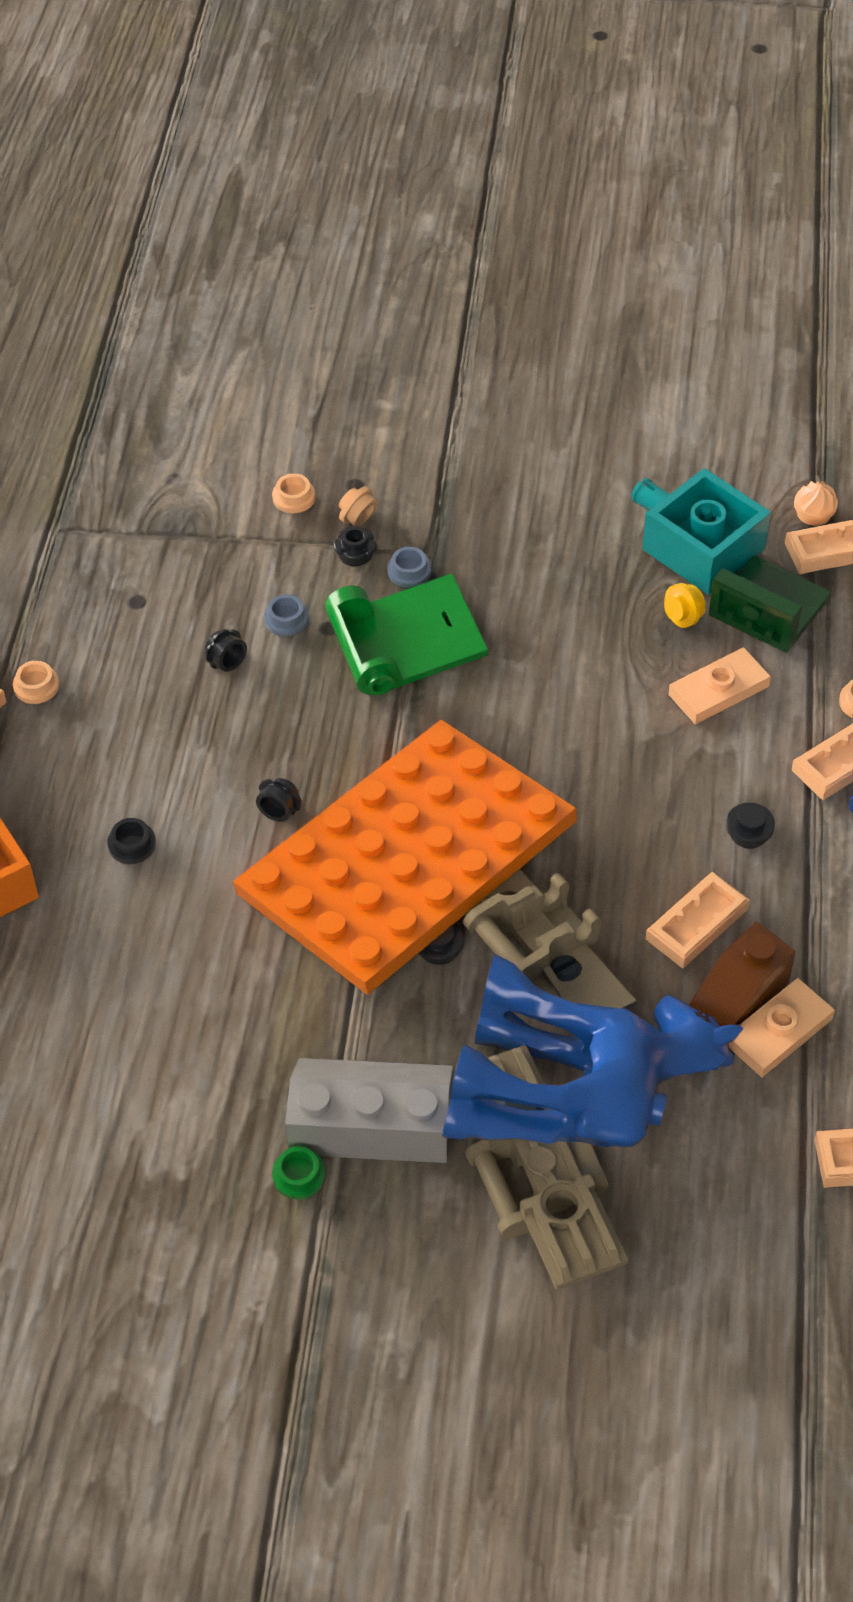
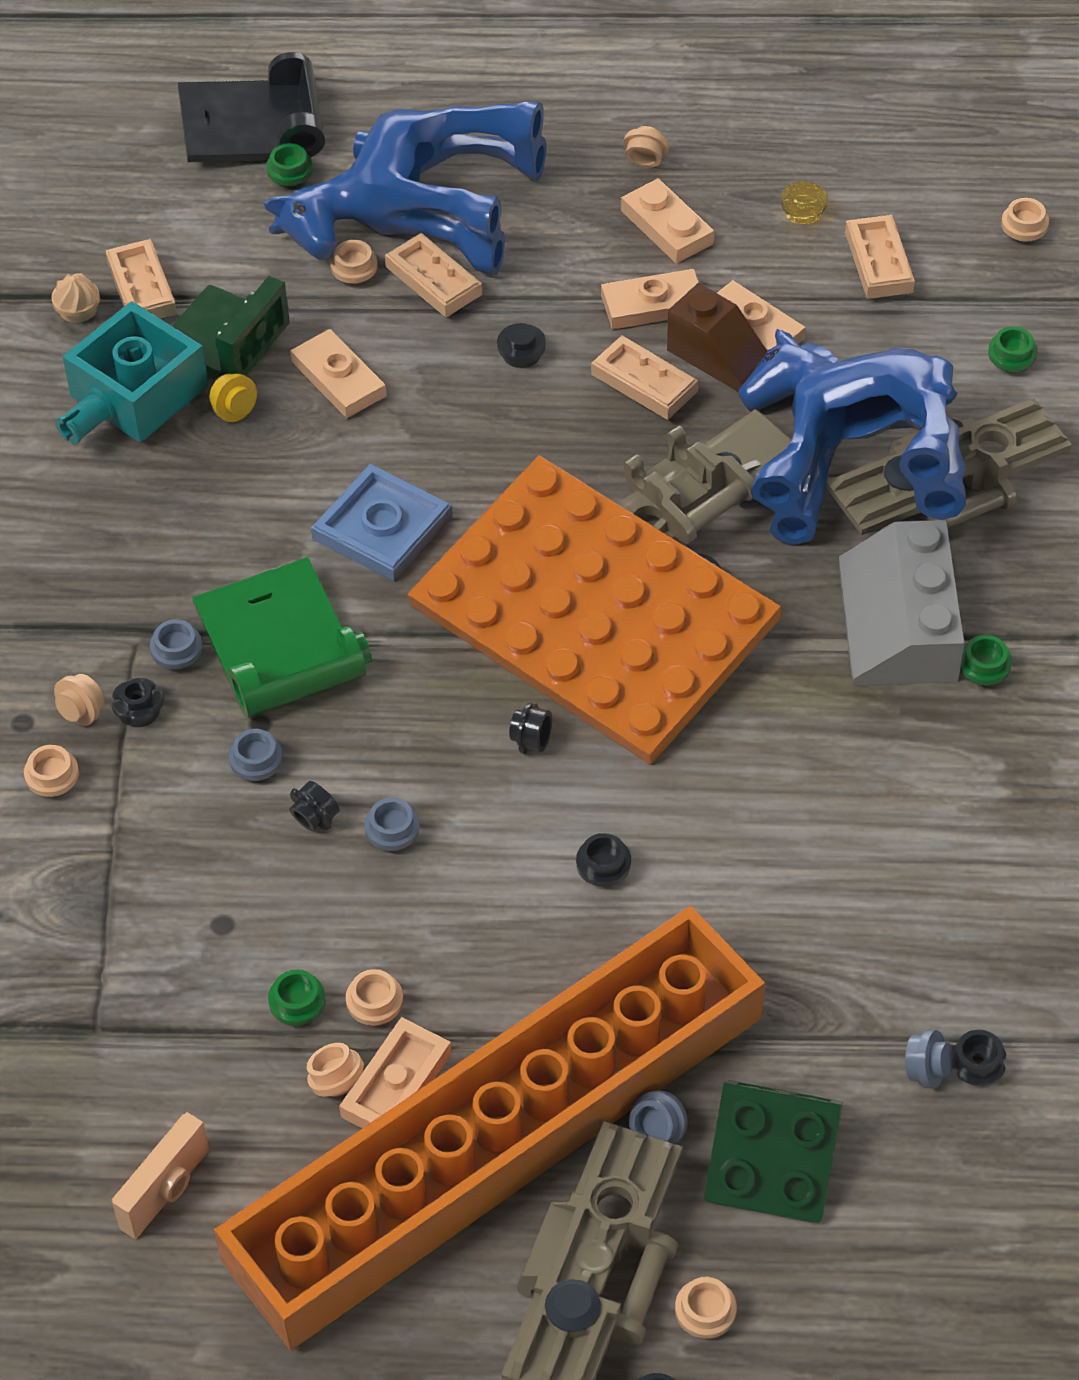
camera: 95 degrees left, 0 degrees up
(48, 635) = (296, 998): none -> green plate
(198, 700) = (391, 824): none -> sand blue plate
(535, 712) = (382, 522): none -> medium blue tile
(726, 1272) = (1013, 349): none -> green plate
(817, 940) = (645, 298): none -> light nougat plate

